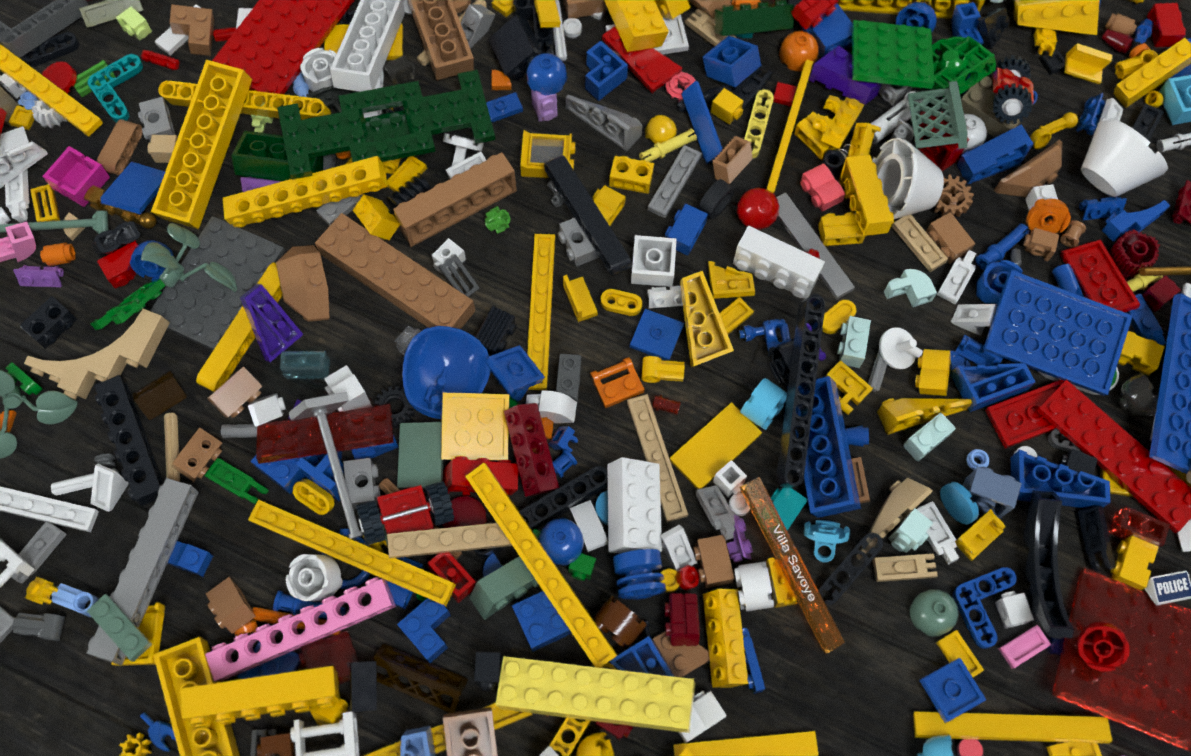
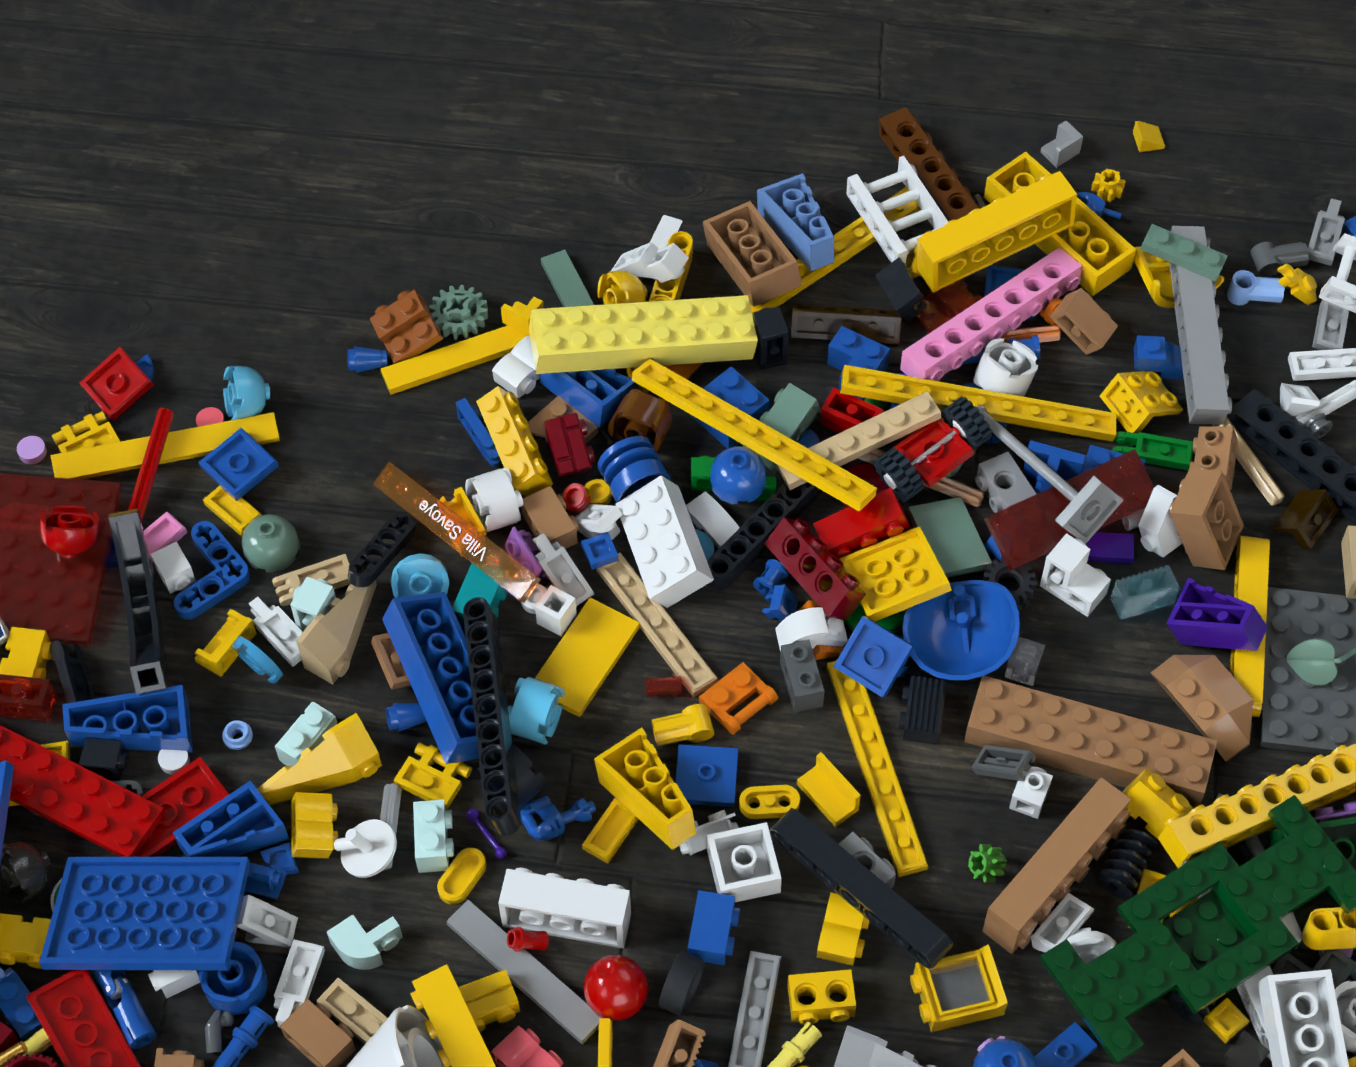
camera: 165 degrees right, 10 degrees down
(223, 526) = (1138, 398): none -> yellow bracket
(685, 518) = (599, 550): none -> blue tile
(730, 282) = (631, 870): yellow wing -> none
(992, 491) = (220, 682): sand blue brick -> none
(1029, 703) = (151, 460): none -> red axle

